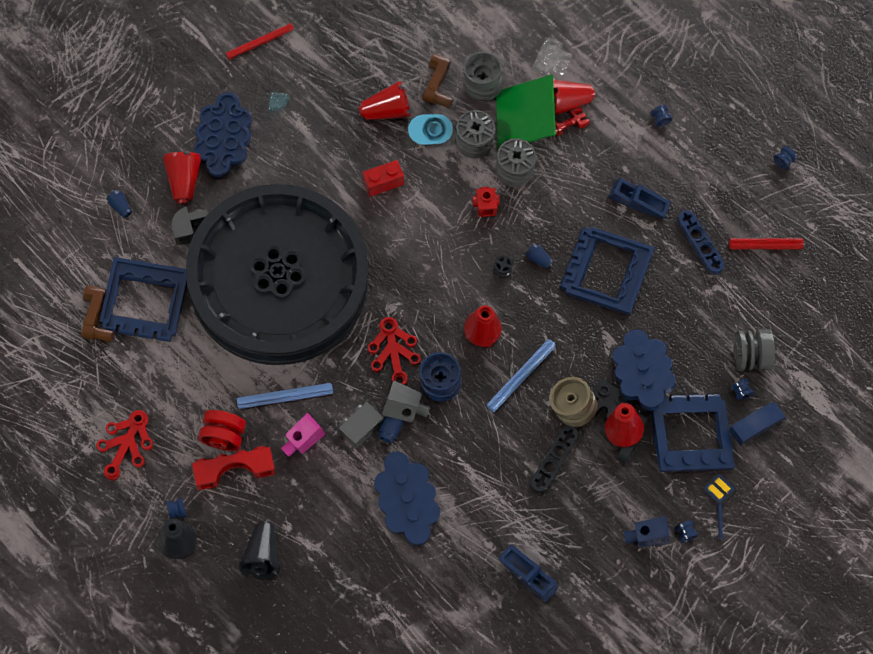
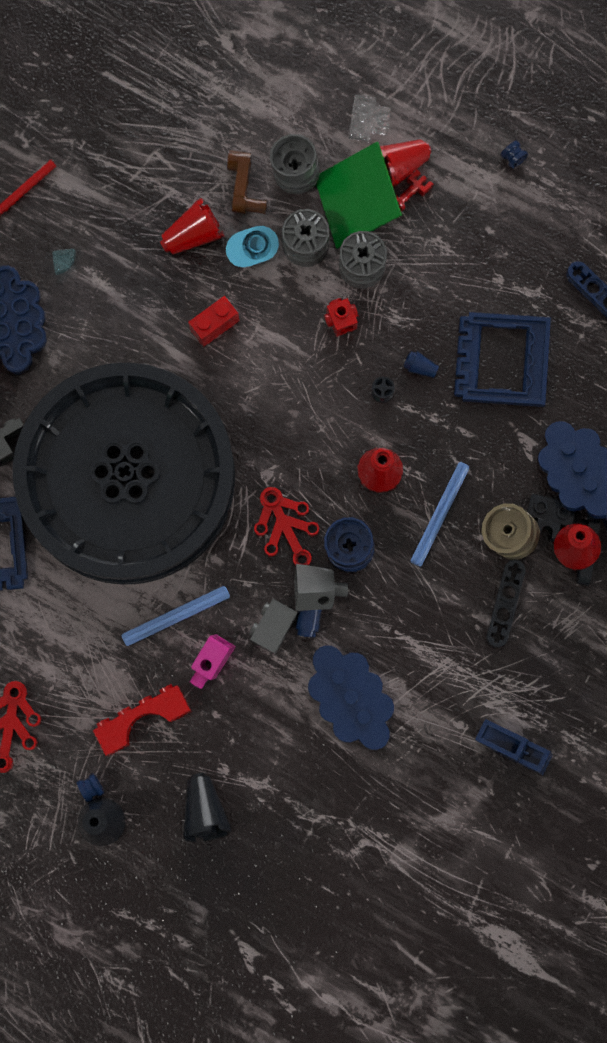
camera: 10 degrees left, 10 degrees up
(222, 430) = (116, 685): red wheel -> none
(639, 198) = (516, 262): dark blue slope -> none

